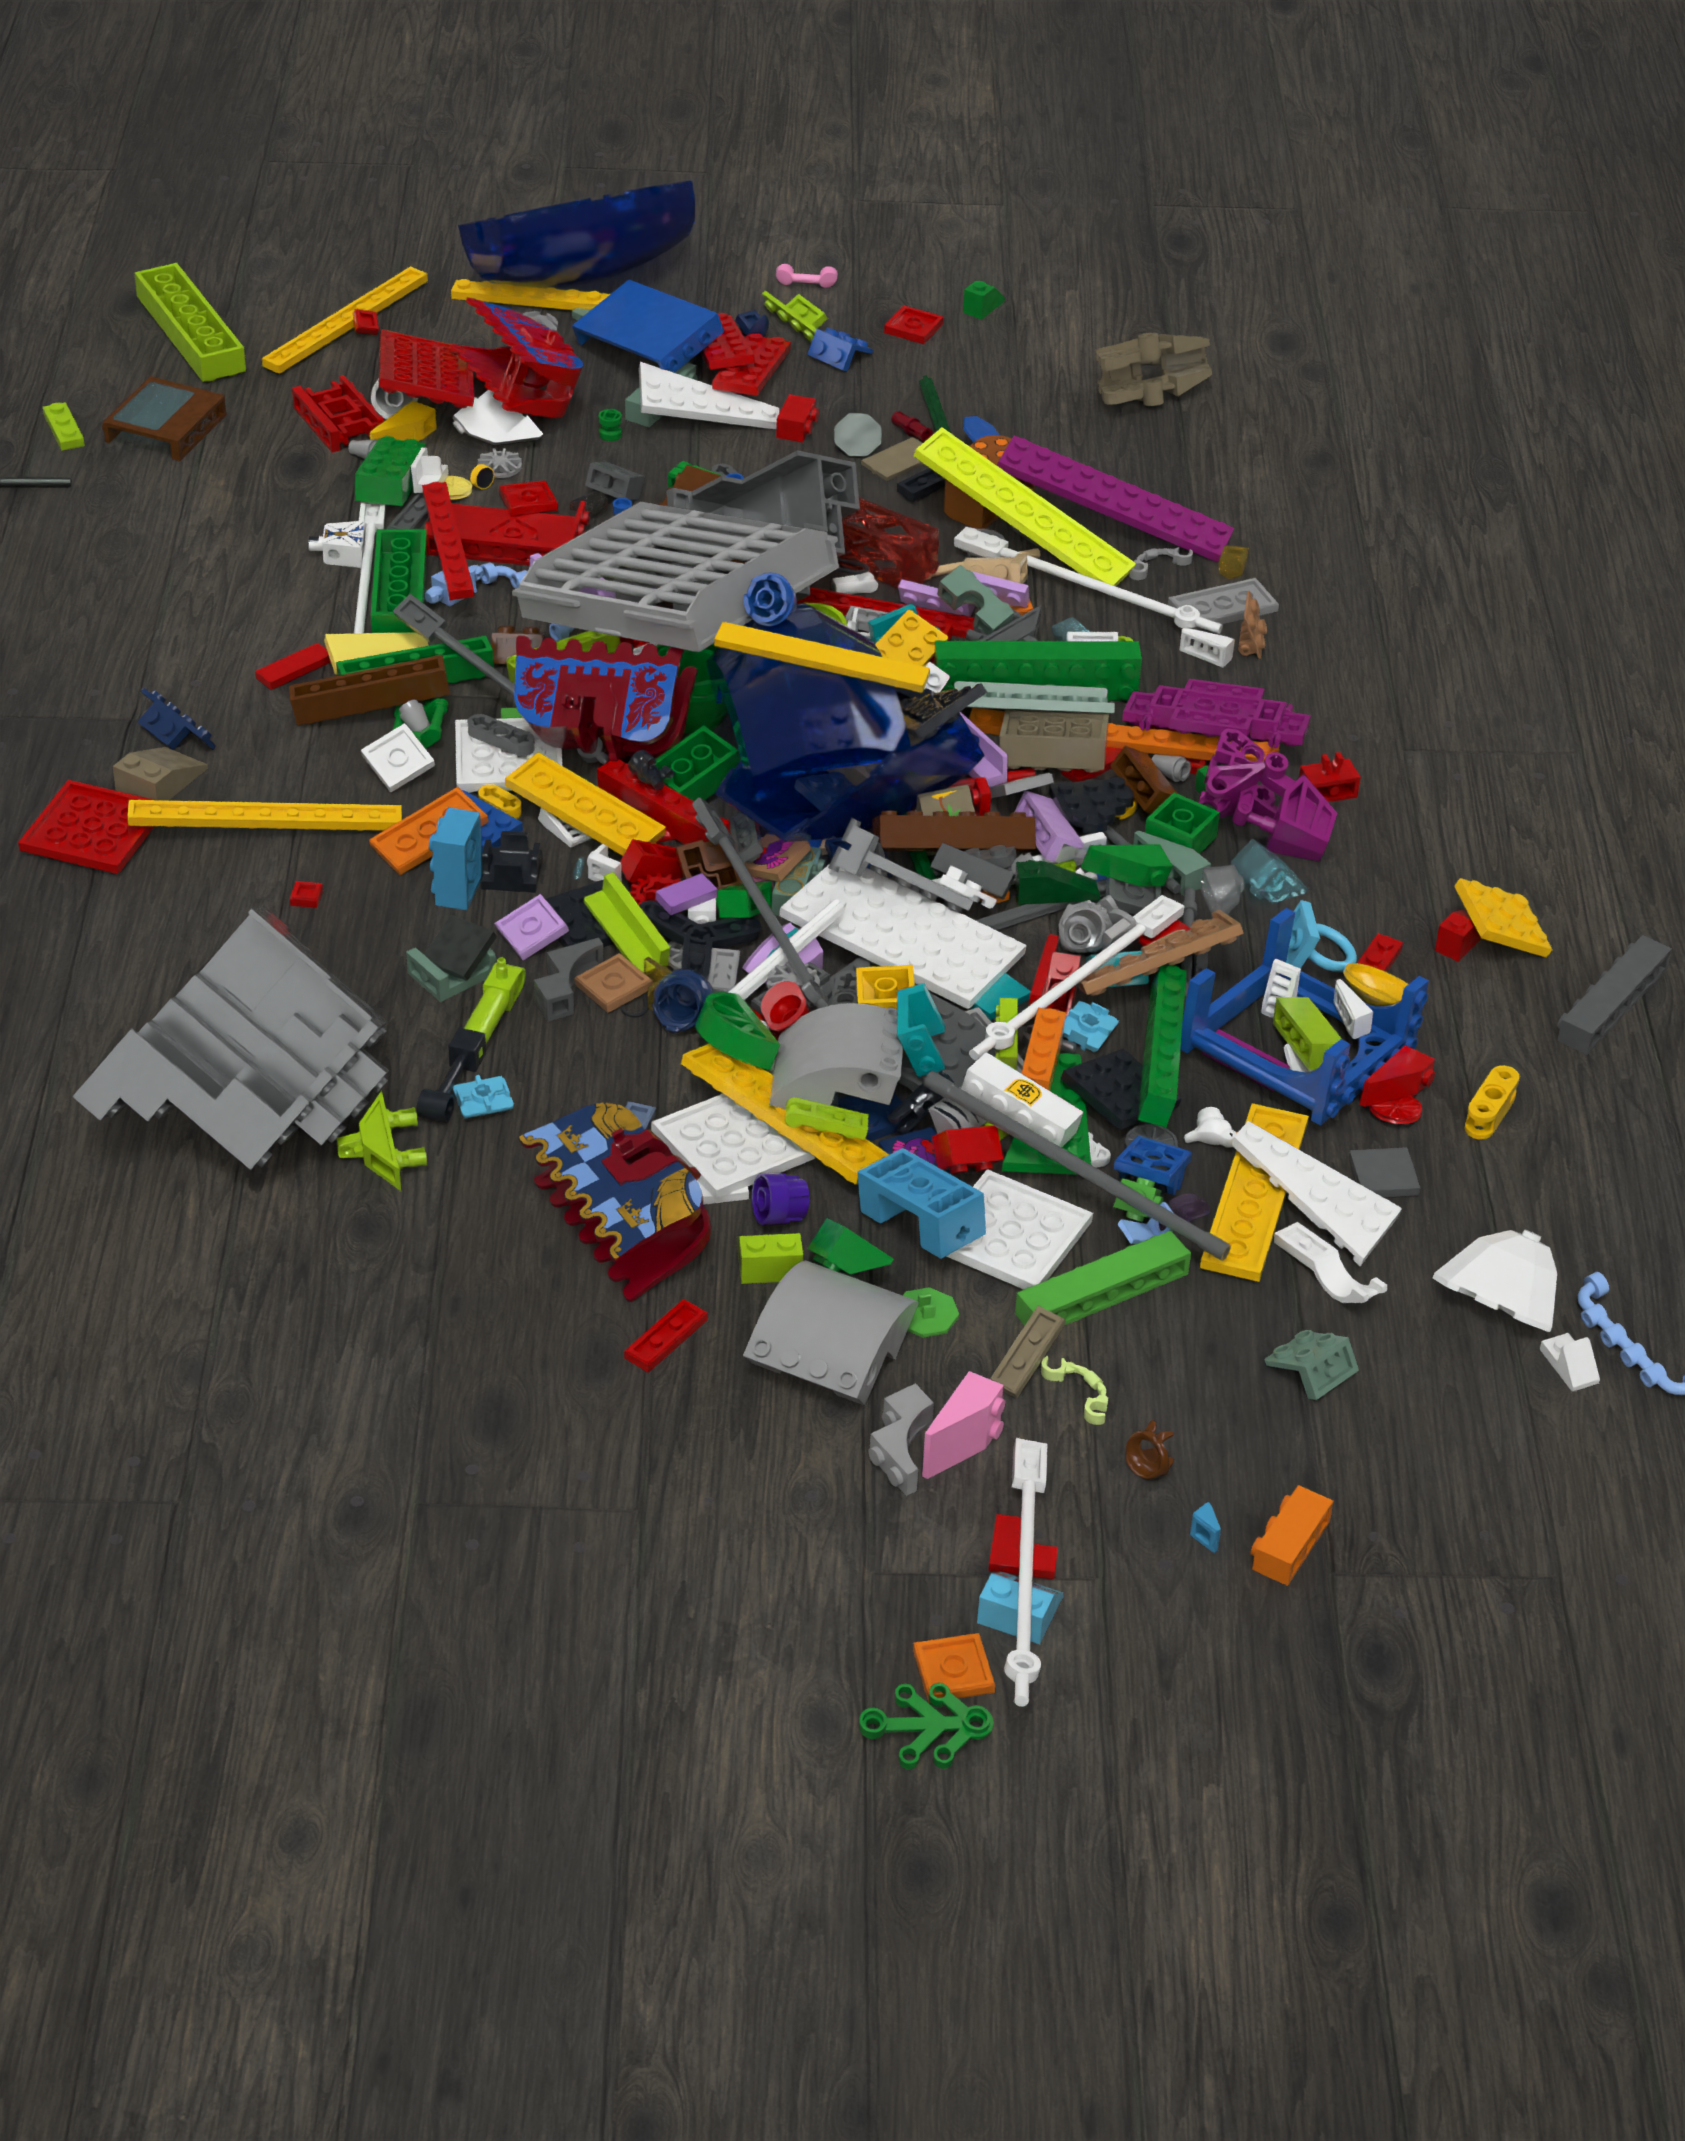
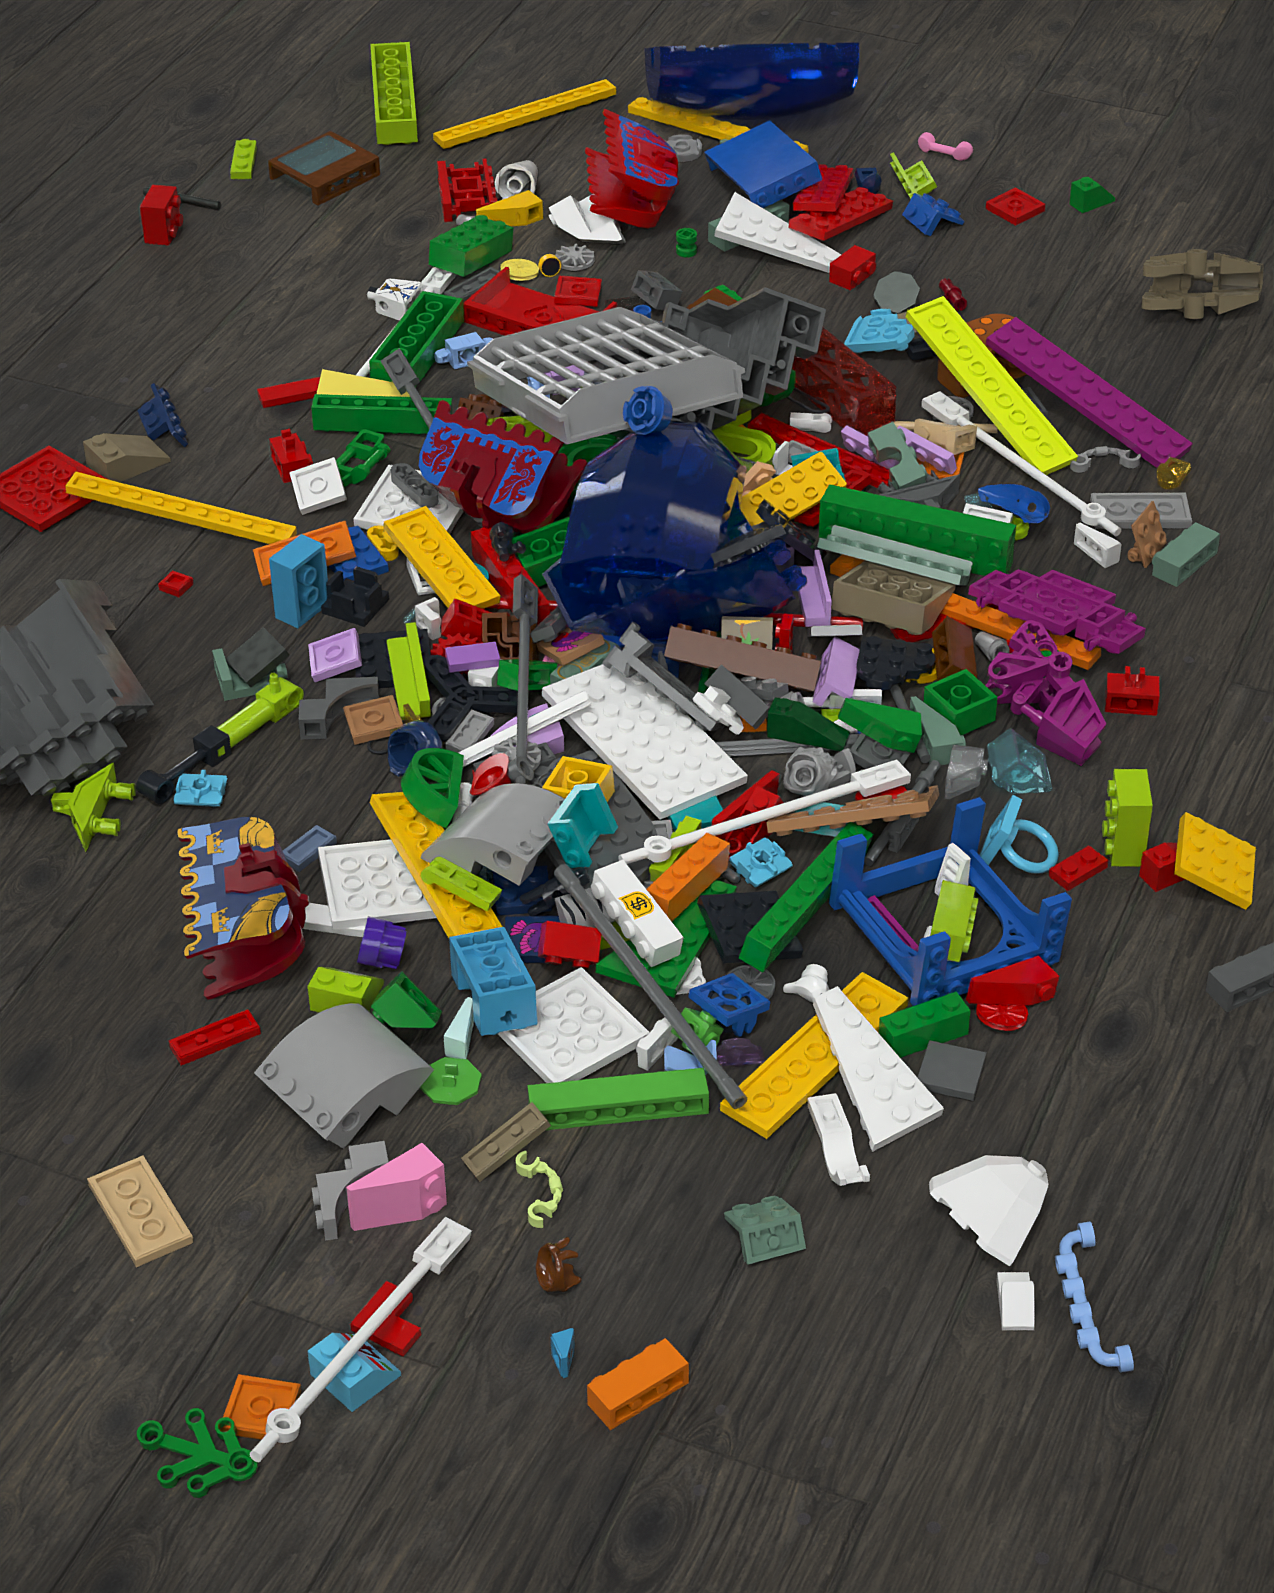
camera: 25 degrees right, 0 degrees up
(24, 504) = (161, 214): none -> red brick
(342, 734) = (289, 454): none -> red brick
(365, 322) = (538, 118): red tile -> none
(369, 690) = (331, 423): reddish brown brick -> none
(414, 715) = (355, 452): light grey cone -> none
(424, 369) = (543, 164): red plate -> none
(427, 470) = (500, 252): white panel -> none
(448, 541) = (475, 312): red plate -> none
(707, 1521) = (140, 1211): none -> tan tile
(822, 657) = (661, 471): yellow tile -> none
(878, 477) = (879, 332): none -> medium azure plate
(914, 1267) = (459, 1032): none -> light aqua slope
(933, 404) = (984, 286): dark green axle -> none
(936, 679) = (811, 519): white bracket -> none
(977, 428) = (1011, 306): blue piece -> none
(1092, 616) = (1007, 496): none -> blue piece
(1101, 1226) = (653, 1045): none -> white plate
(1121, 922) = (839, 778): light grey tile -> none
(1293, 637) = (1185, 554): none -> sand green brick
(1344, 1131) = (933, 1020): none -> green brick
(1352, 1010) = (1006, 913): white slope -> none
(1374, 985) = (1041, 883): yellow dish -> none
(1411, 896) = (1128, 817): none -> lime brick
(1491, 1102) = (1095, 1031): yellow piece -> none

